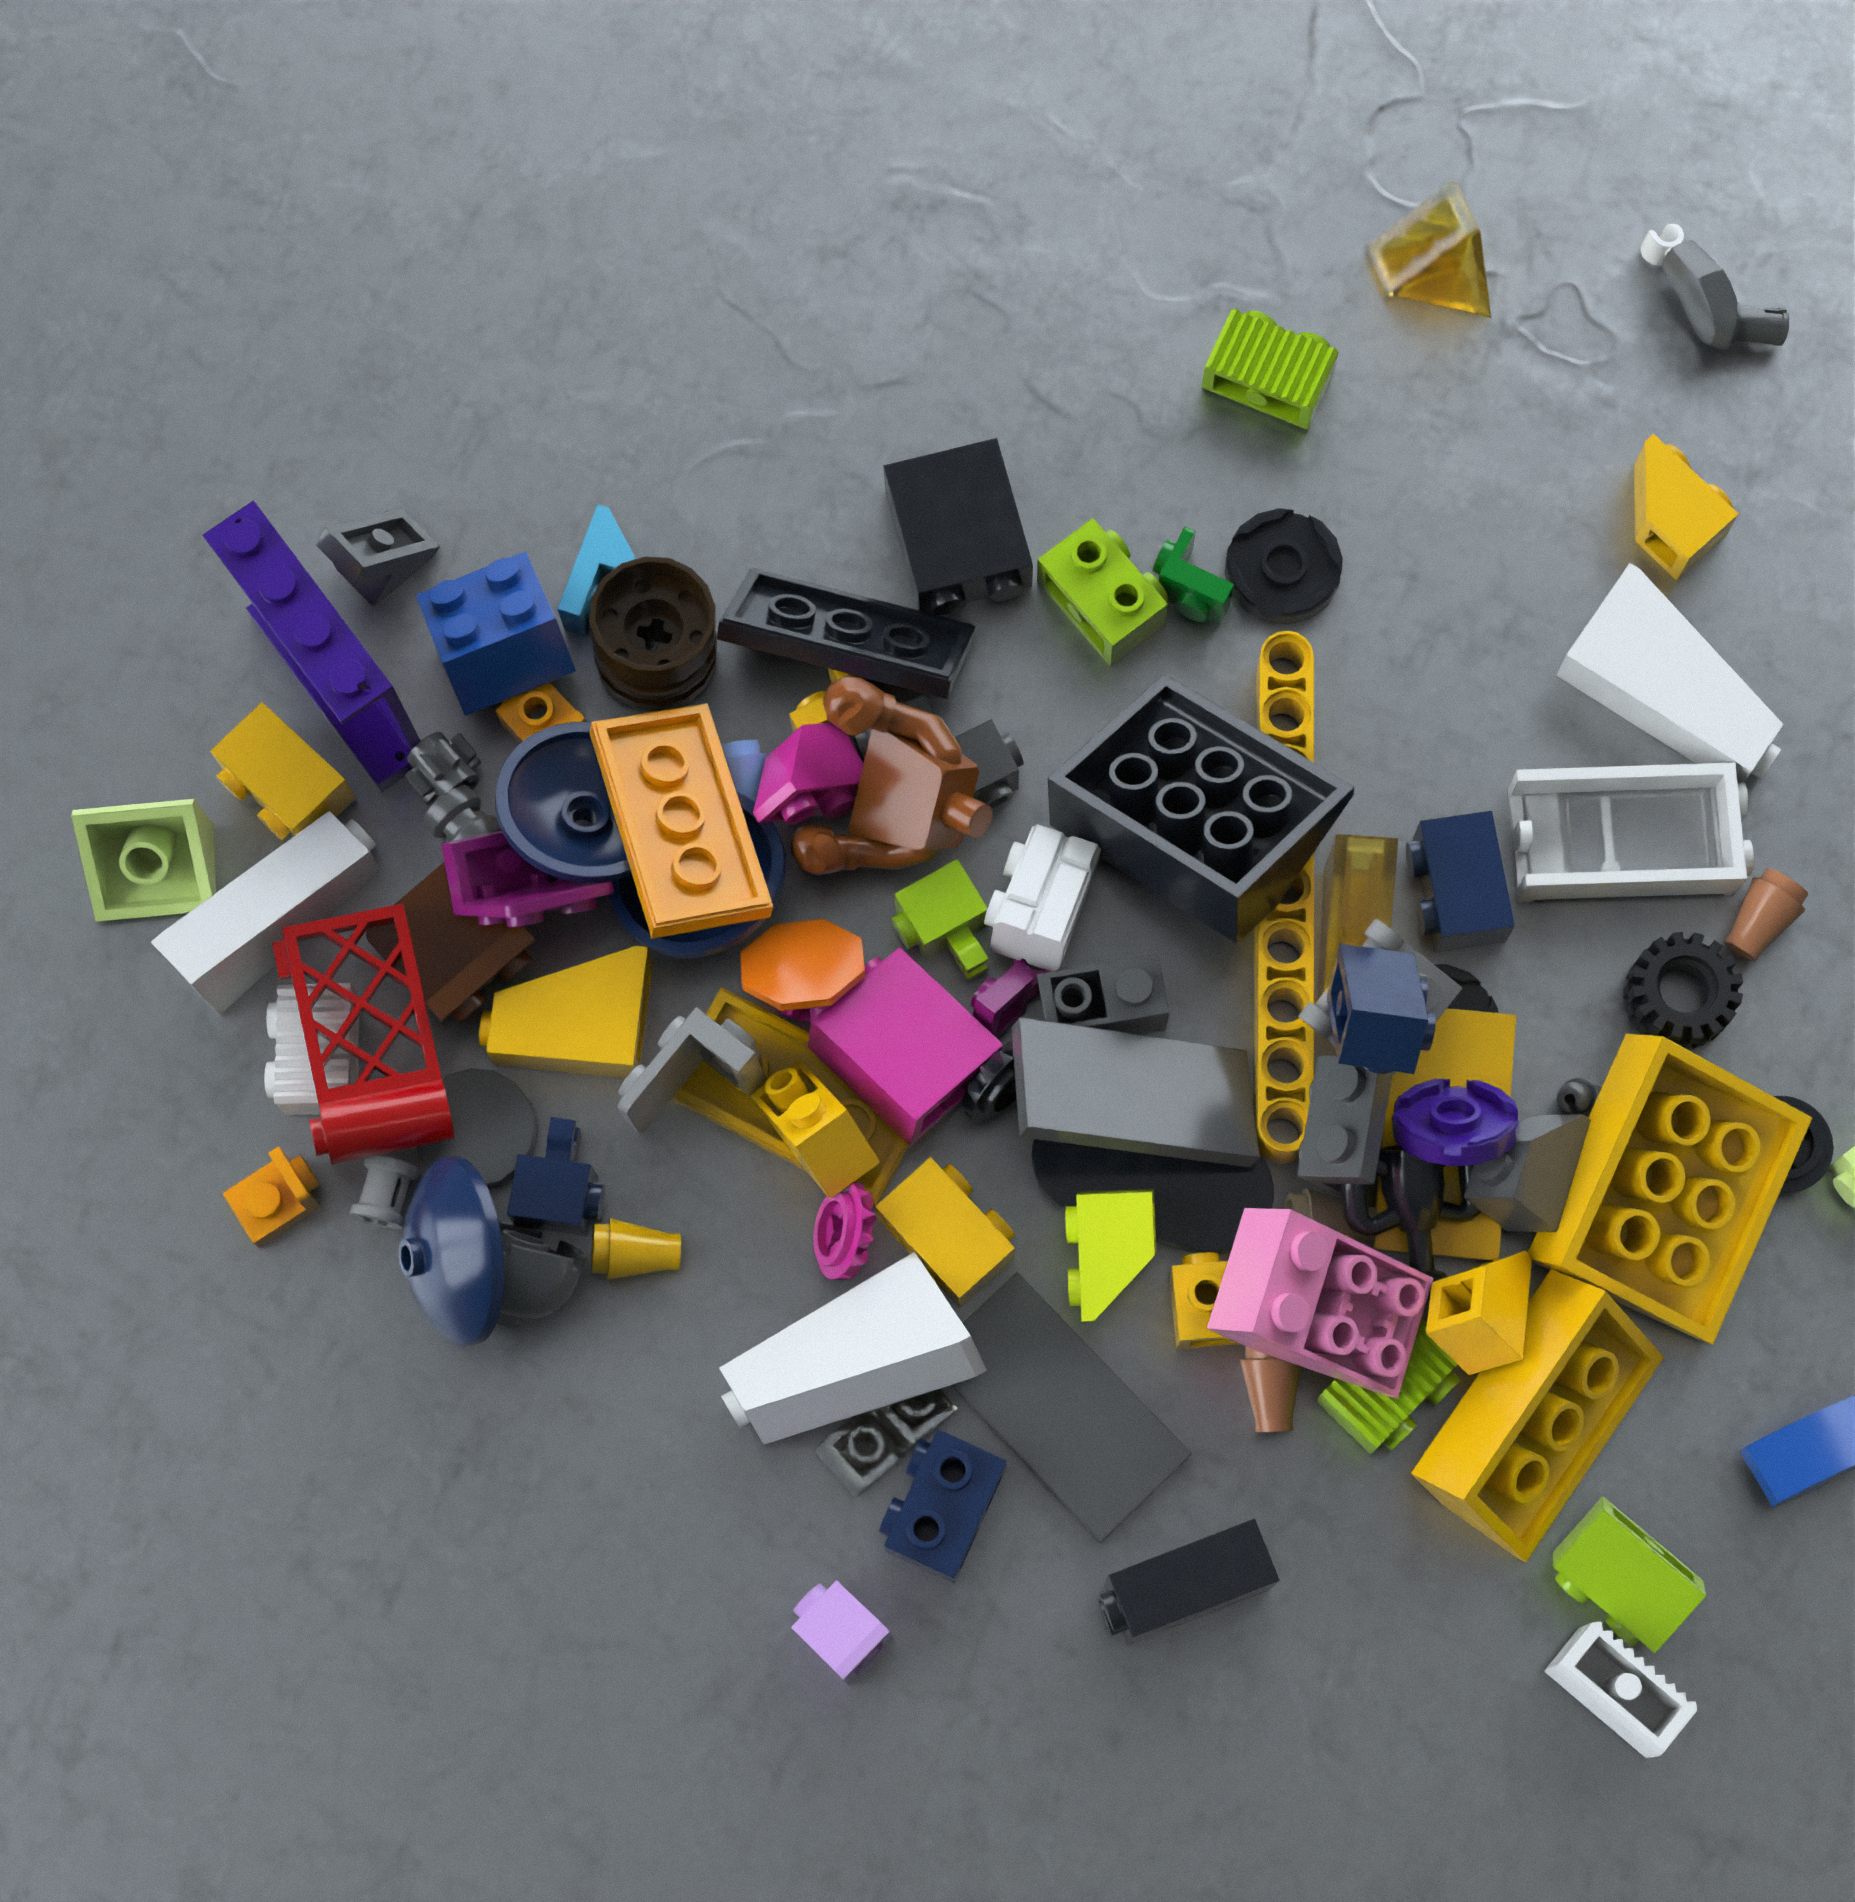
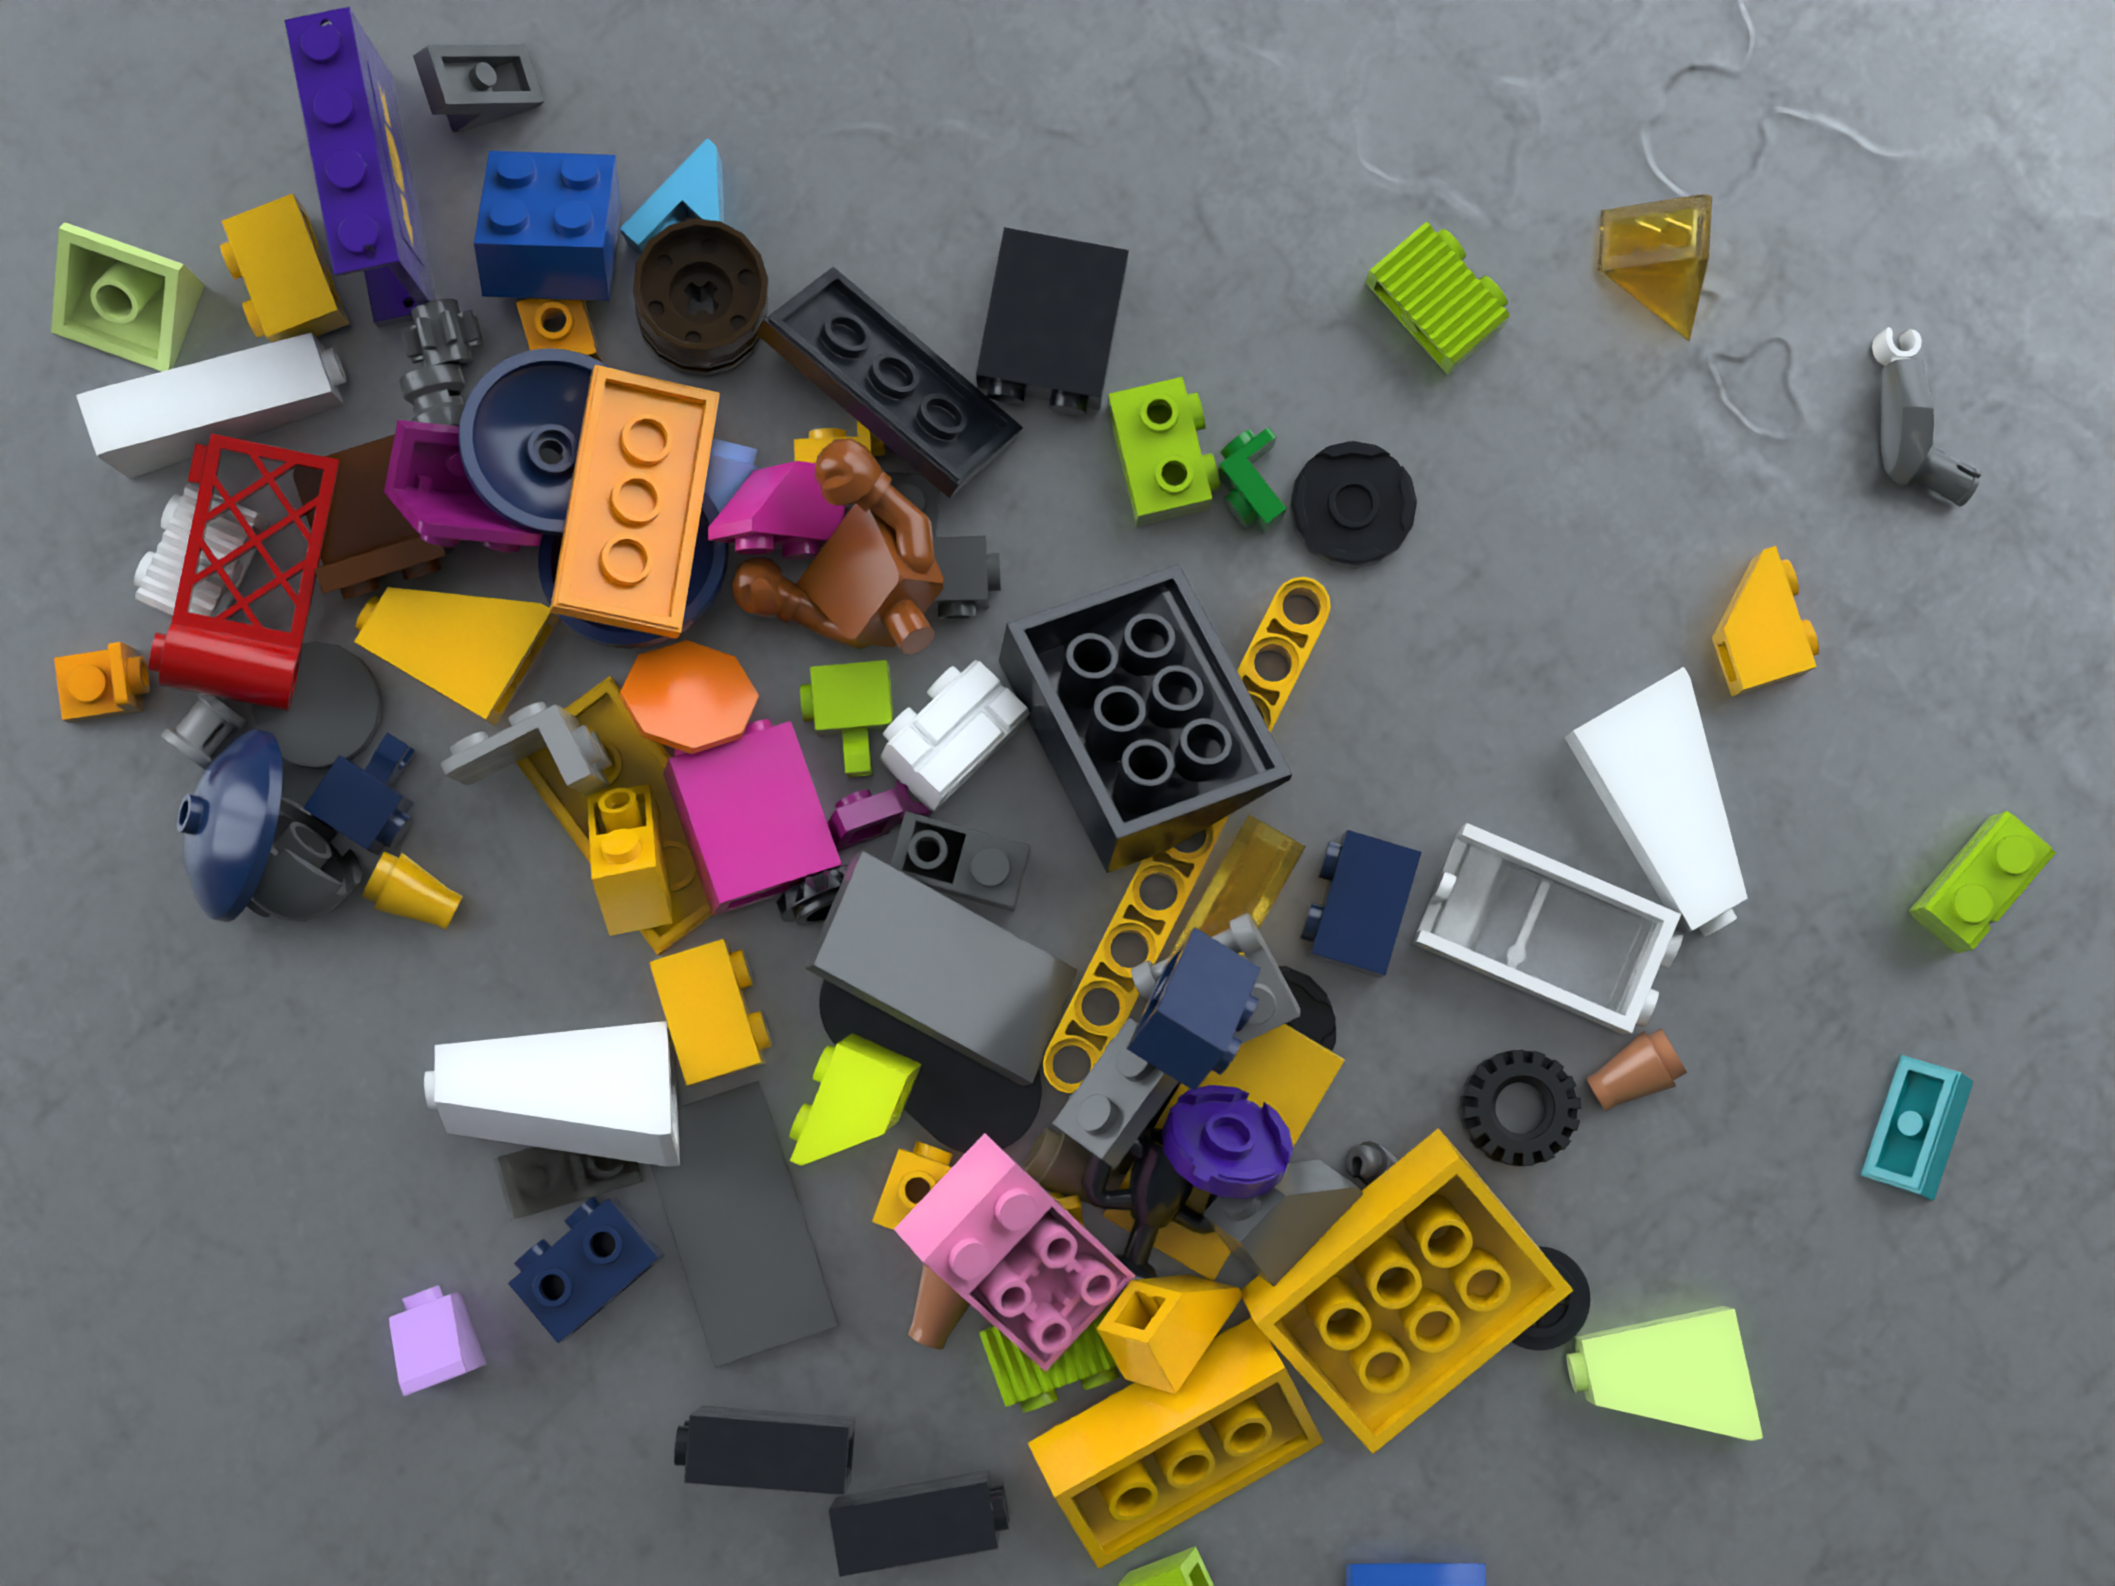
camera: 20 degrees right, 10 degrees up
(844, 1232) = (611, 971): dark pink gear -> none
(1353, 1584) = (917, 1522): none -> black brick

